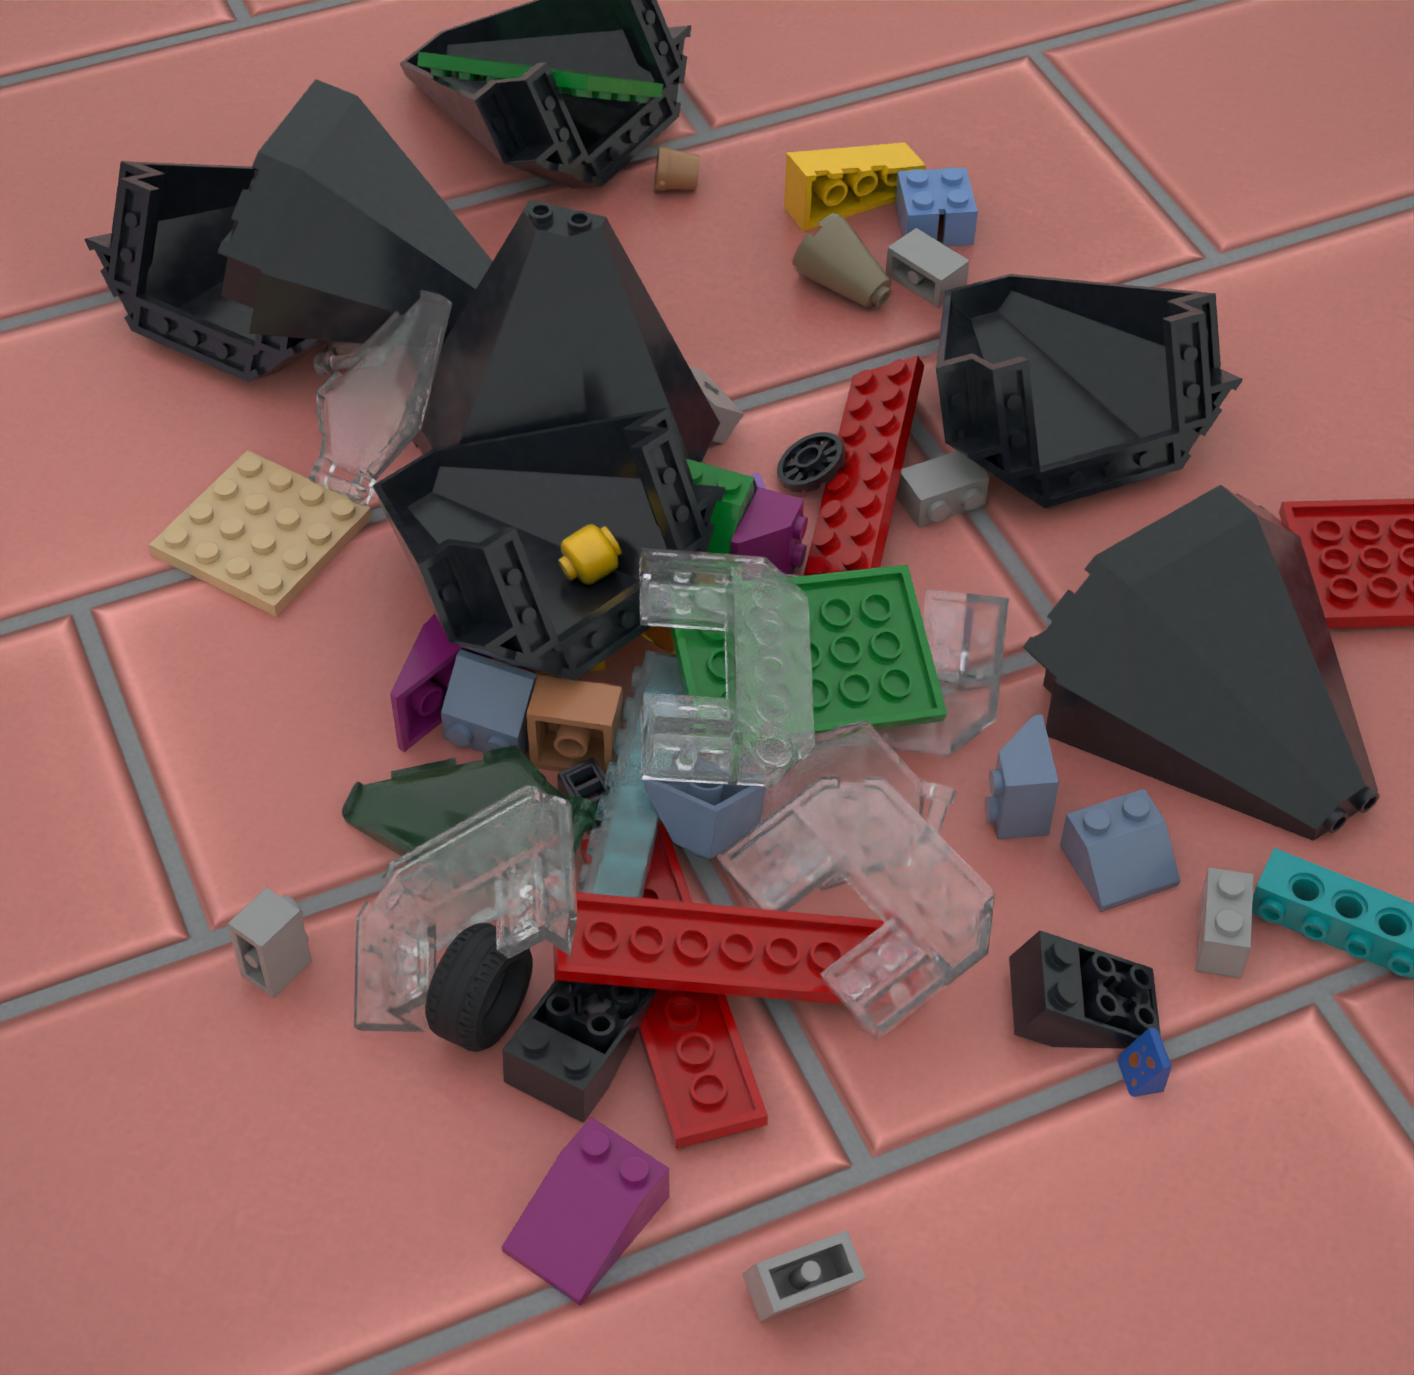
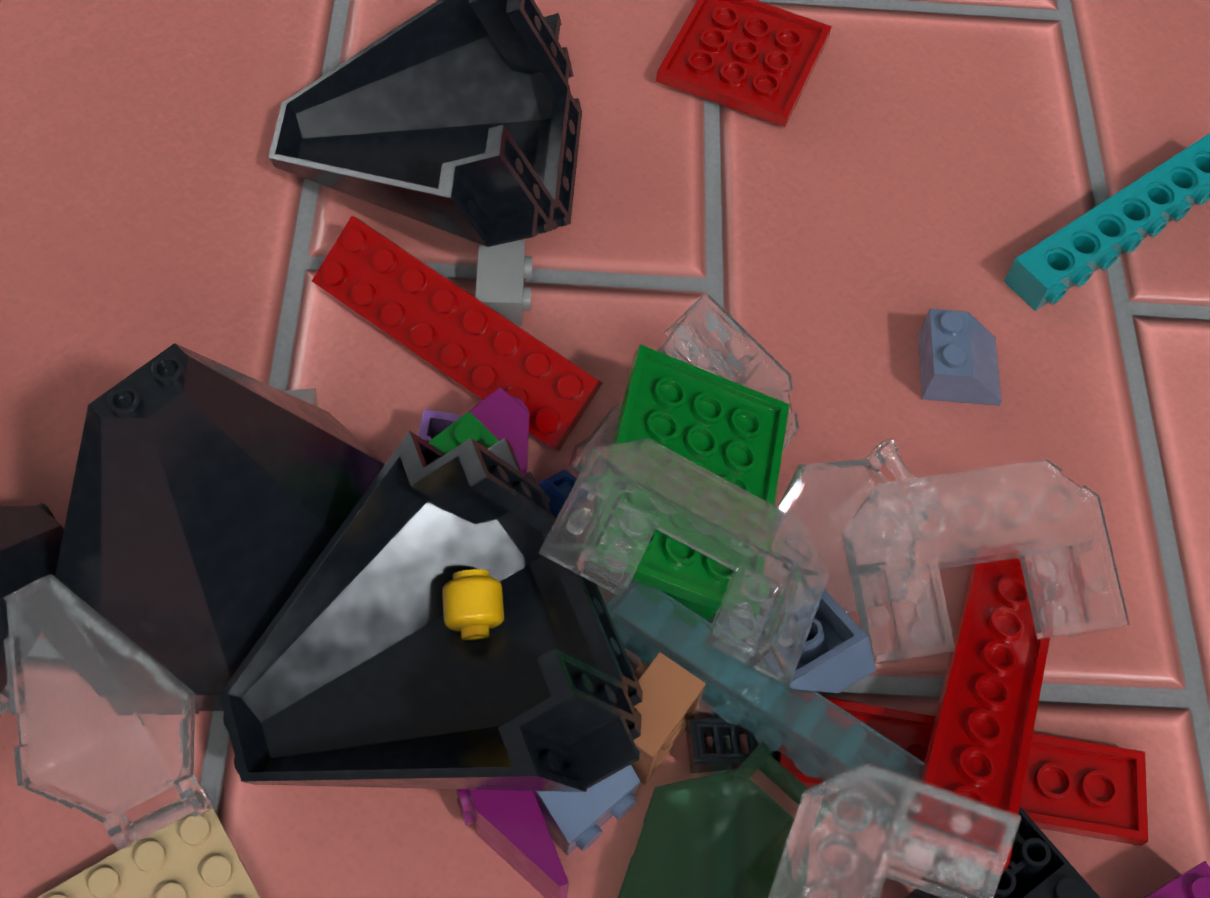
camera: 70 degrees left, 10 degrees up
(811, 459) = (408, 364): black wheel -> none
(842, 263) = (171, 215): dark tan cone -> none
(843, 180) = (58, 158): yellow wedge -> none
(926, 266) = (216, 157): light grey brick -> none
(936, 192) = (144, 112): medium blue piece -> none
(1023, 784) = (878, 384): sand blue slope -> none
(1079, 995) = (1099, 454): black slope -> none
(1145, 1064) = (1168, 448): blue slope -> none
(1210, 668) = (836, 202): black piece -> none
(1224, 922) = (1060, 328): light grey brick -> none

